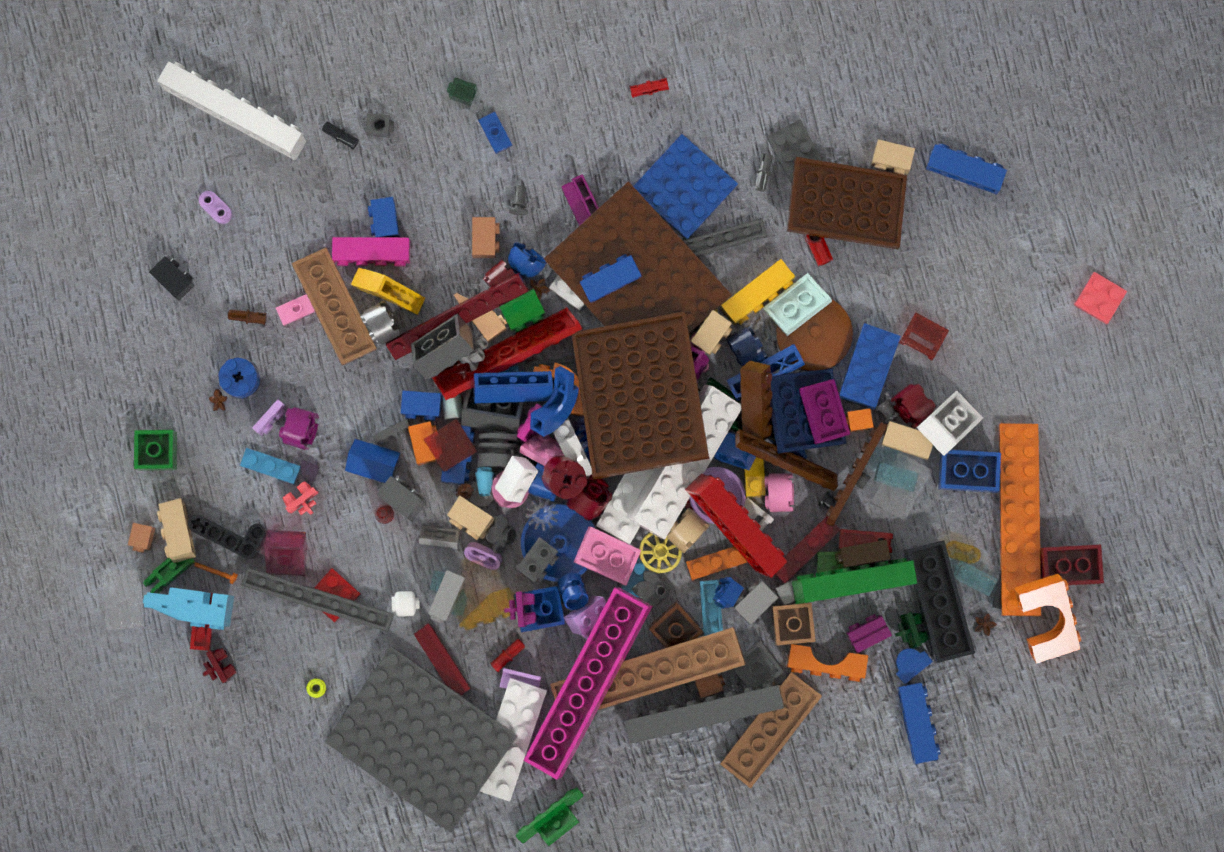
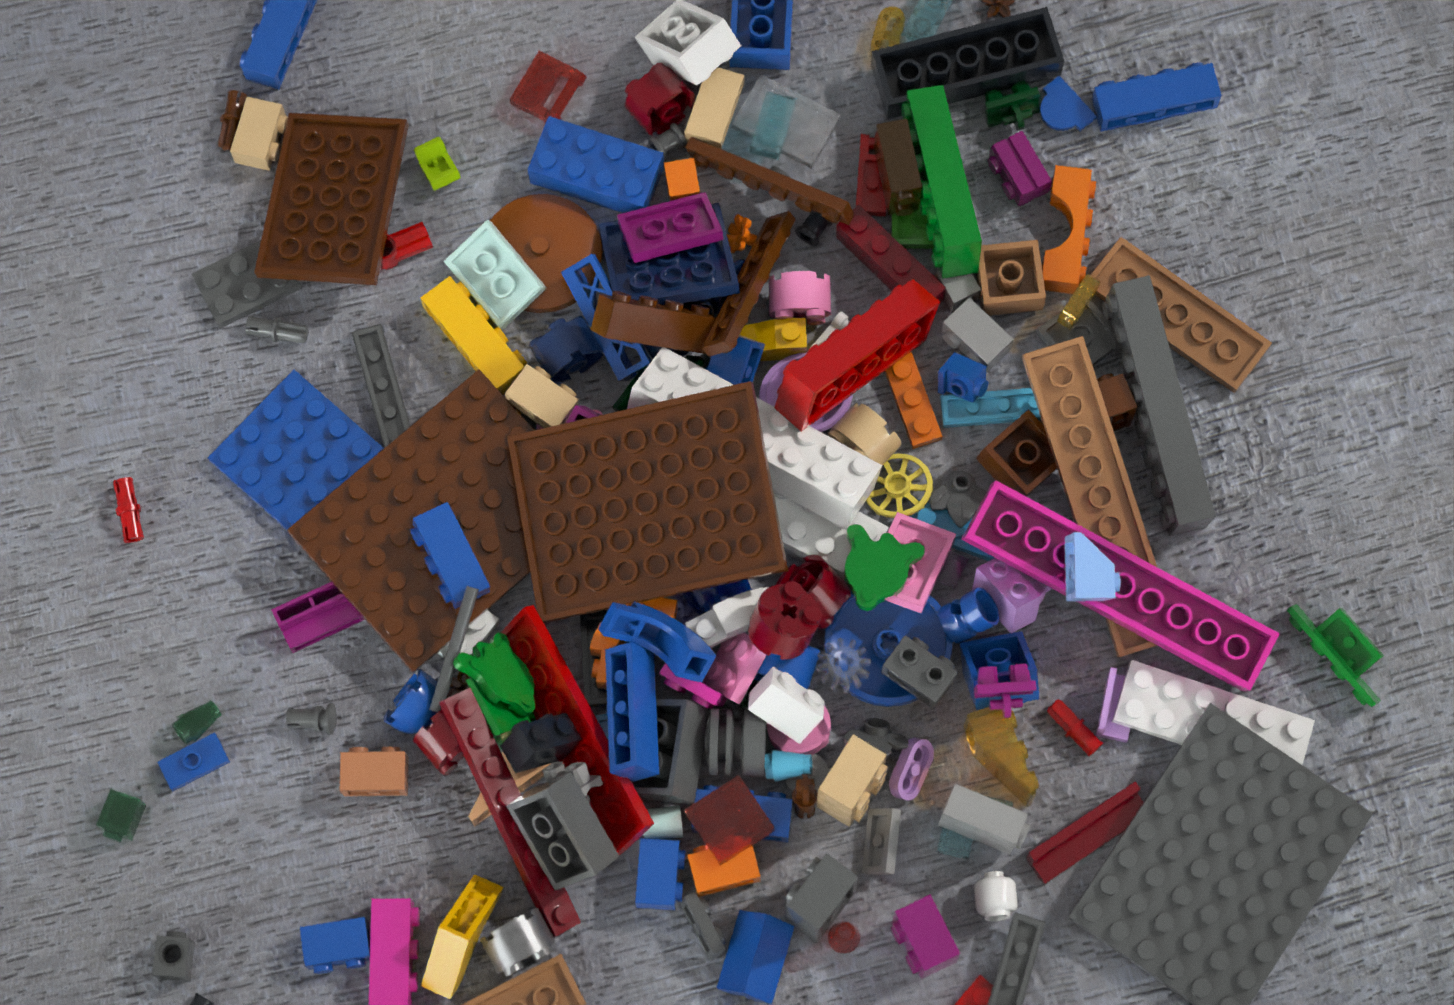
camera: 90 degrees left, 10 degrees down
(379, 560) = (924, 937): none -> magenta piece
(496, 333) = (540, 741): none -> black brick
(518, 133) = (196, 722): none -> clear green cone
(540, 309) = (499, 674): none -> green tile
(552, 281) = (454, 647): none -> dark grey bar
(586, 661) = (1088, 571): none -> light blue slope
(600, 535) = (878, 567): none -> green tile
(775, 666) = (1078, 301): none -> clear yellow beam
(824, 456) = (740, 234): none -> orange plant
(871, 267) = (436, 163): none -> lime bracket
(903, 139) = (231, 119): none -> reddish brown axle

